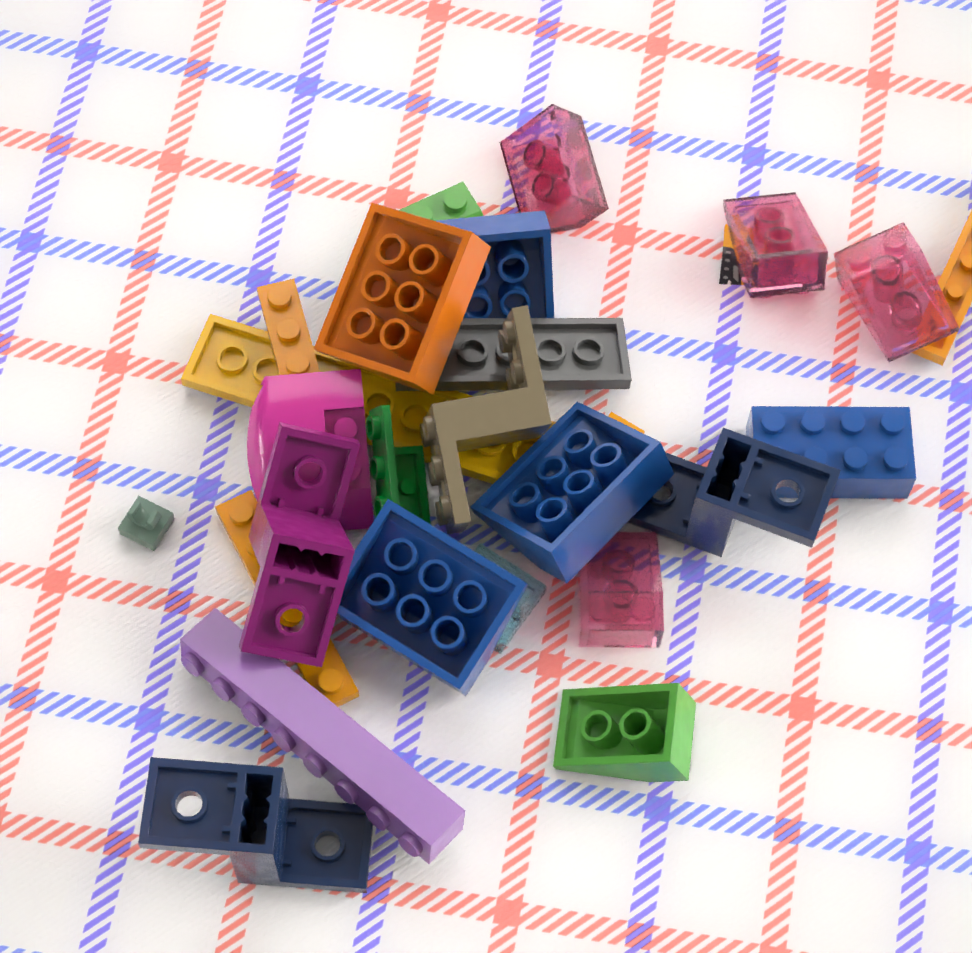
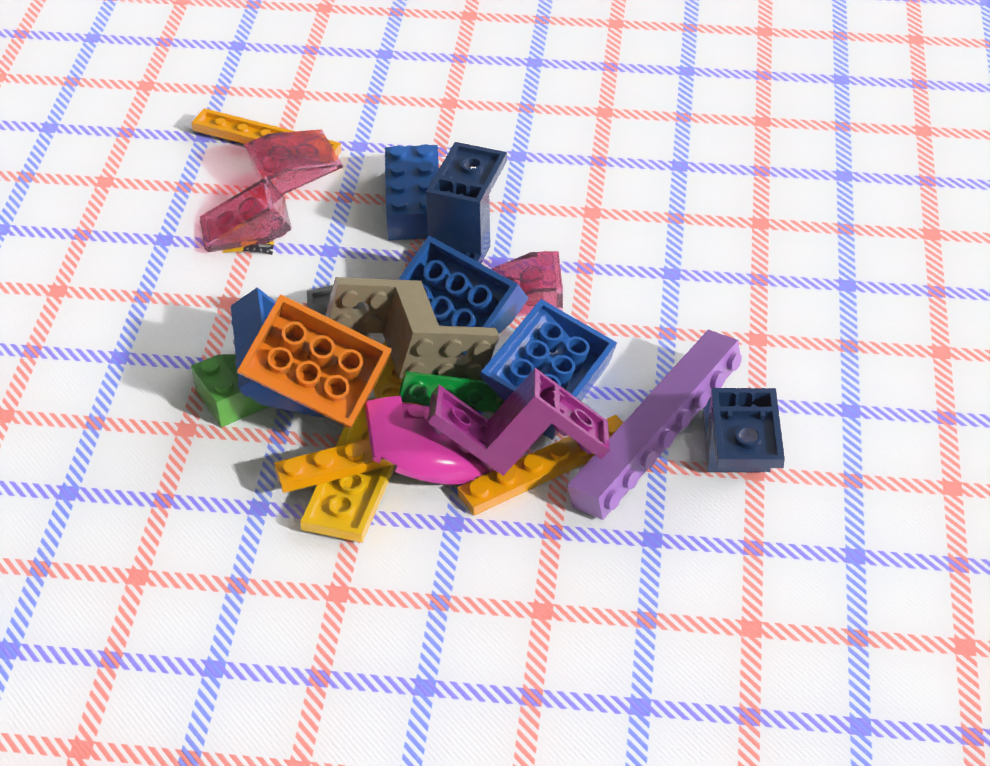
camera: 90 degrees left, 20 degrees down
(146, 523) = (488, 552): sand green tile -> none
(554, 169) = (178, 332): clear pink slope -> none
(627, 732) = (626, 278): bright green slope -> none

